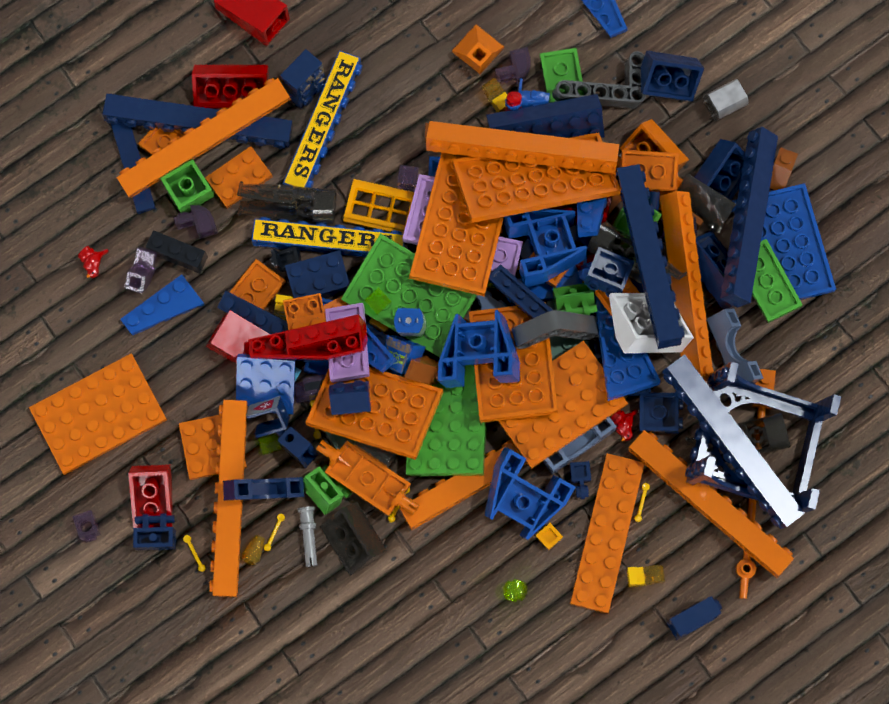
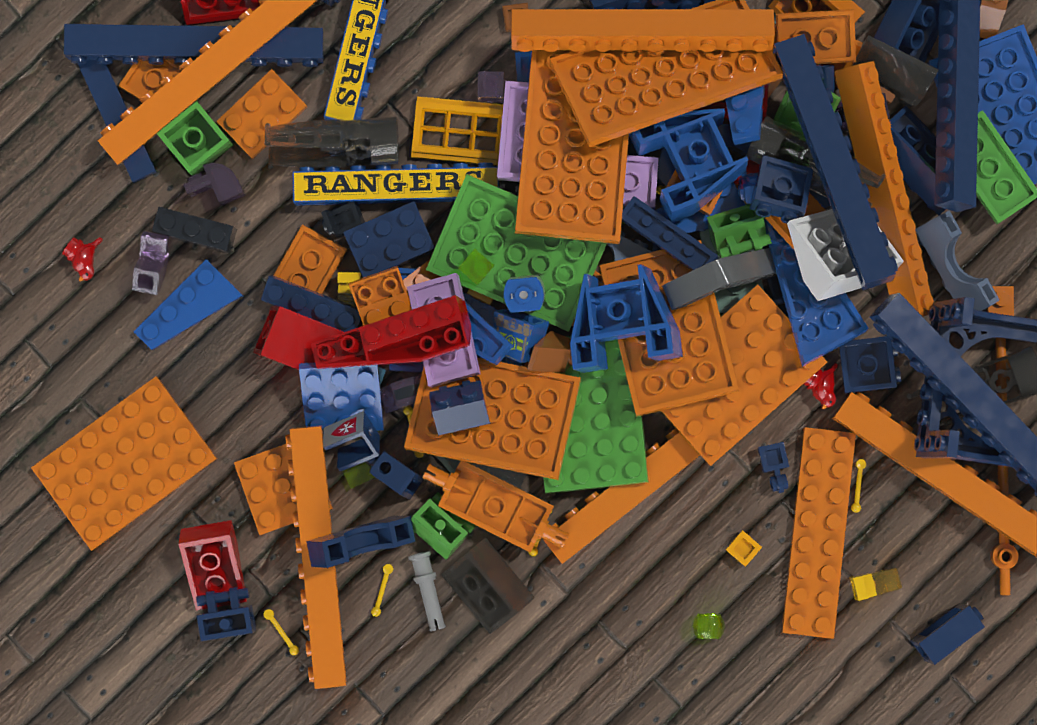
camera: 10 degrees left, 10 degrees up
(83, 518) = (124, 611): clear purple brick -> none
(253, 551) = (359, 619): clear yellow cone -> none
(520, 498) = (701, 507): blue wedge -> none
(579, 446) = (759, 433): sand blue arch -> none

